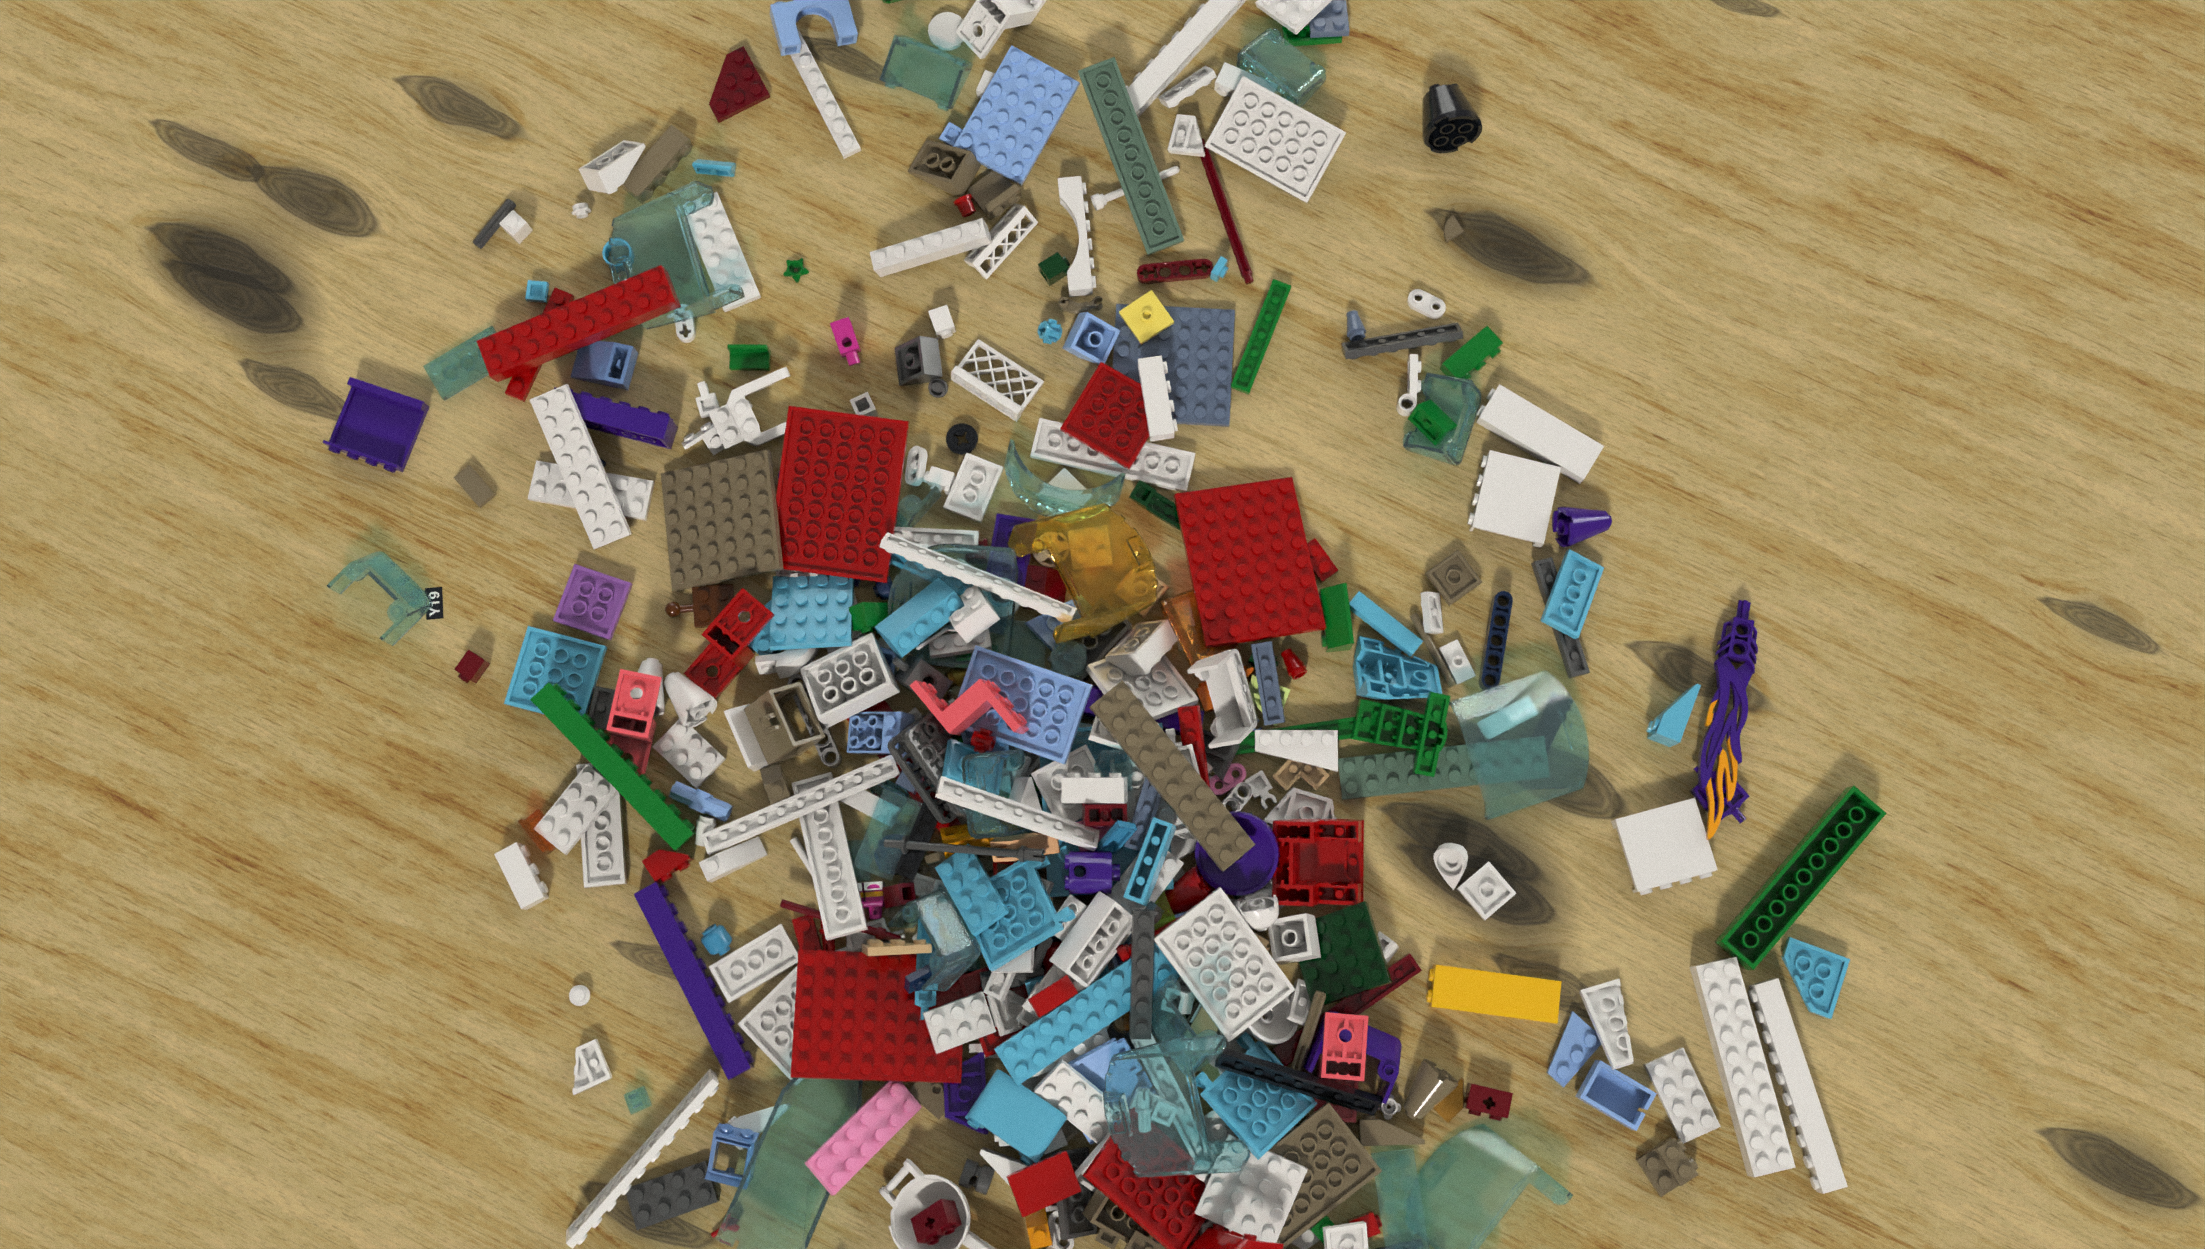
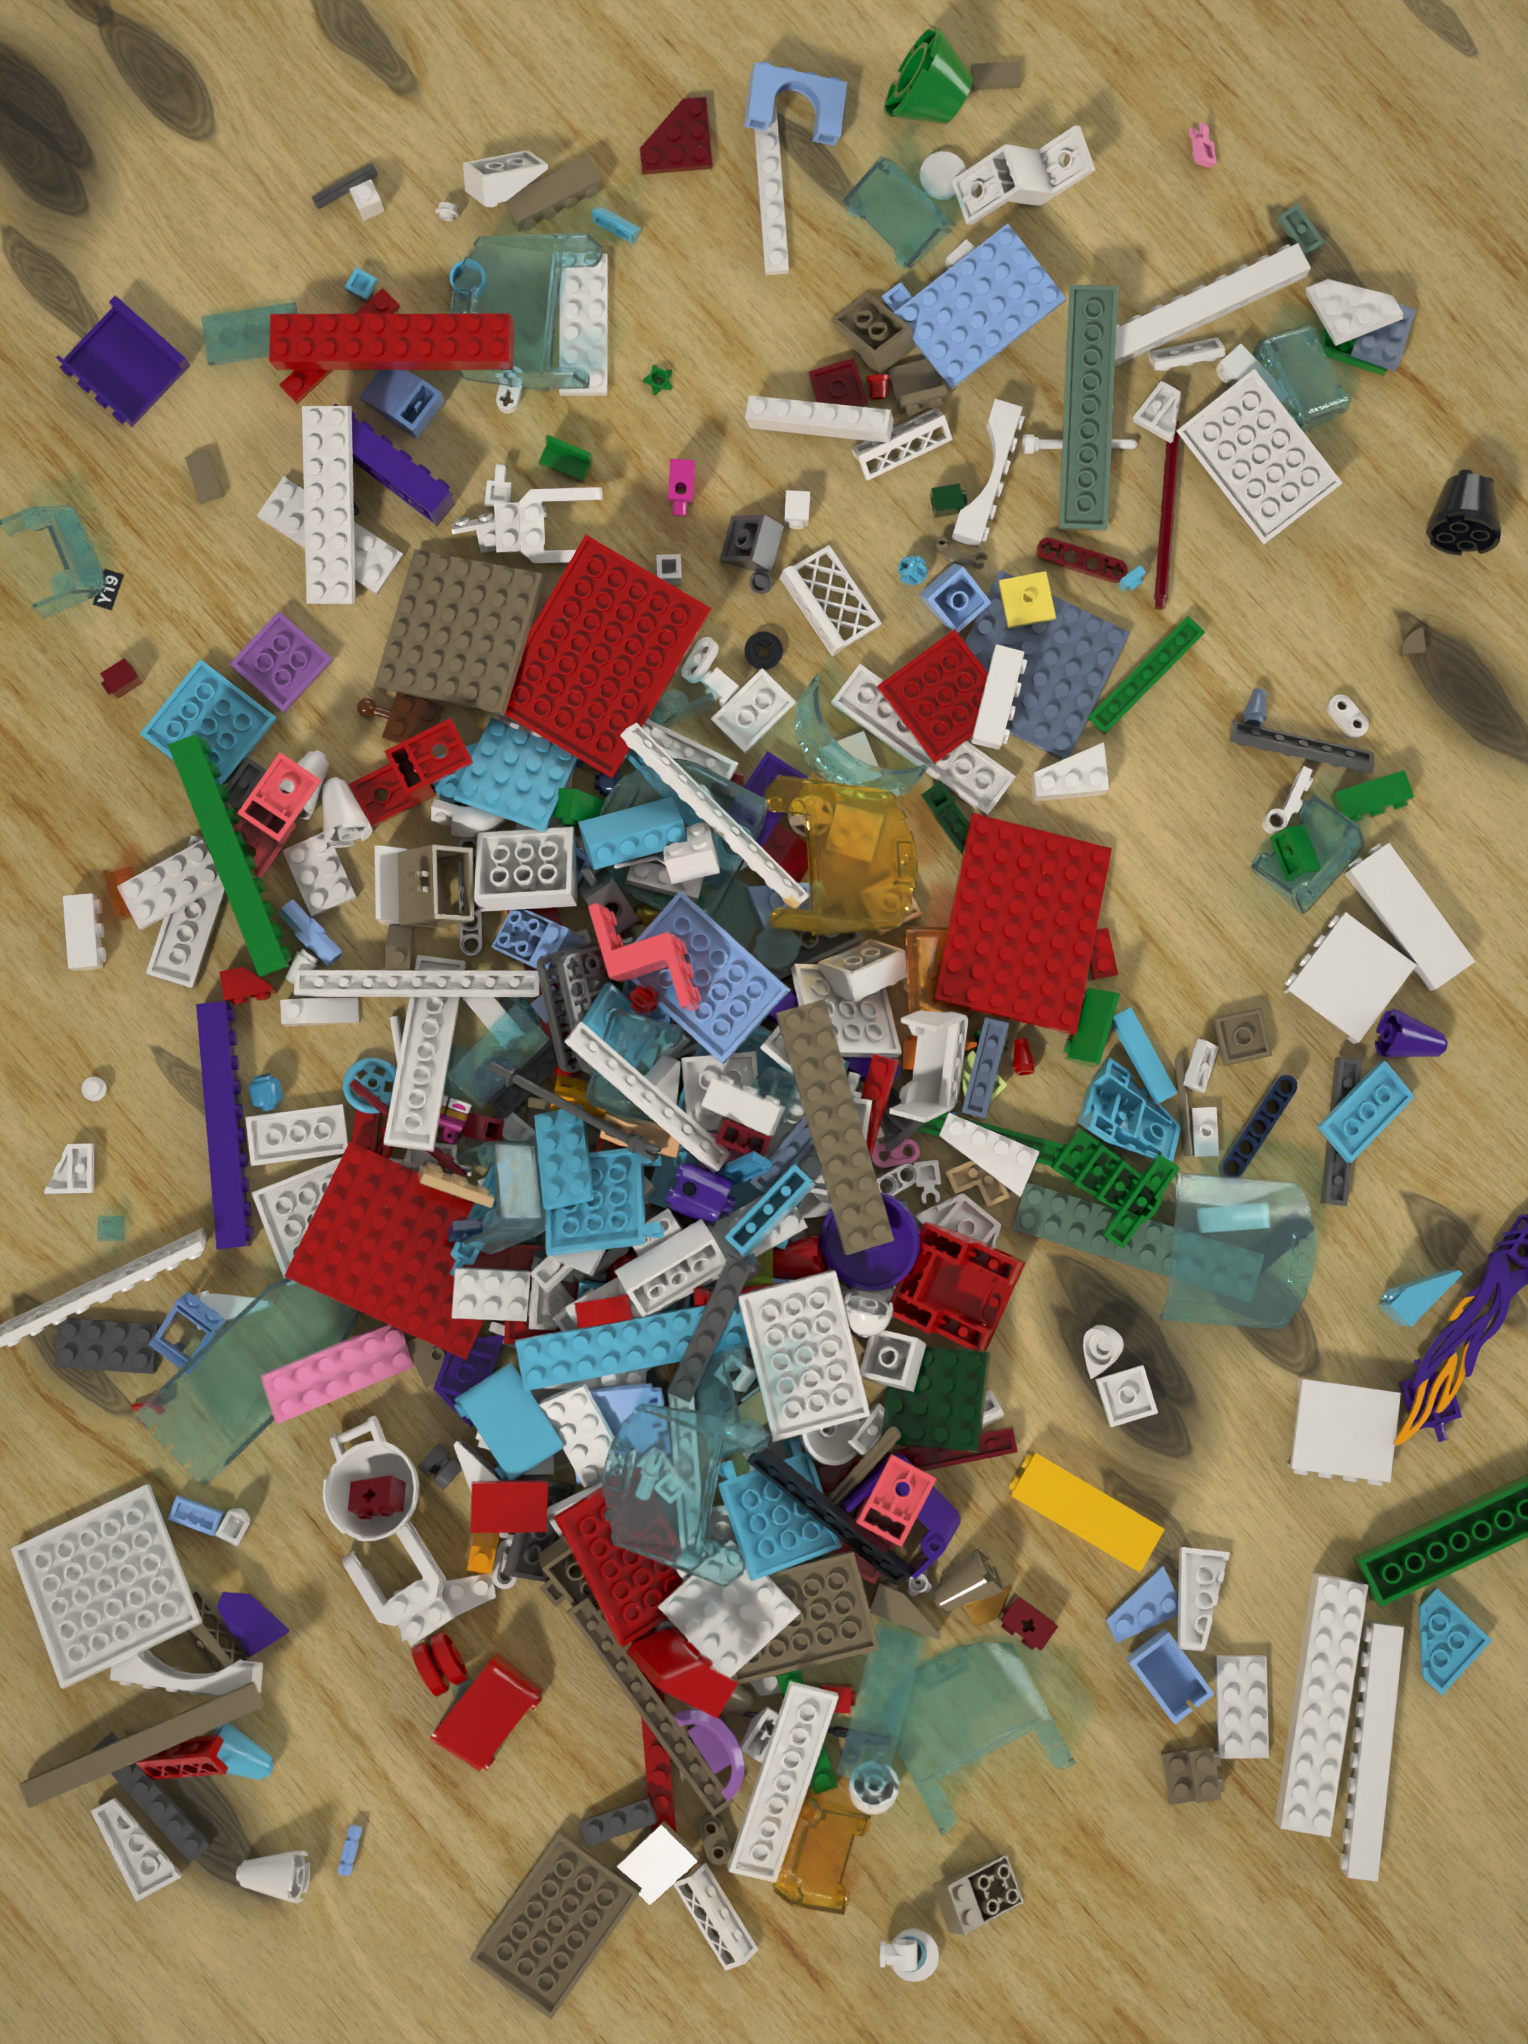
camera: 15 degrees right, 5 degrees up
(789, 885) = (369, 1066): none -> medium azure plate
(934, 216) = (838, 384): none -> dark red plate
(1239, 435) = (1073, 777): none -> white wedge

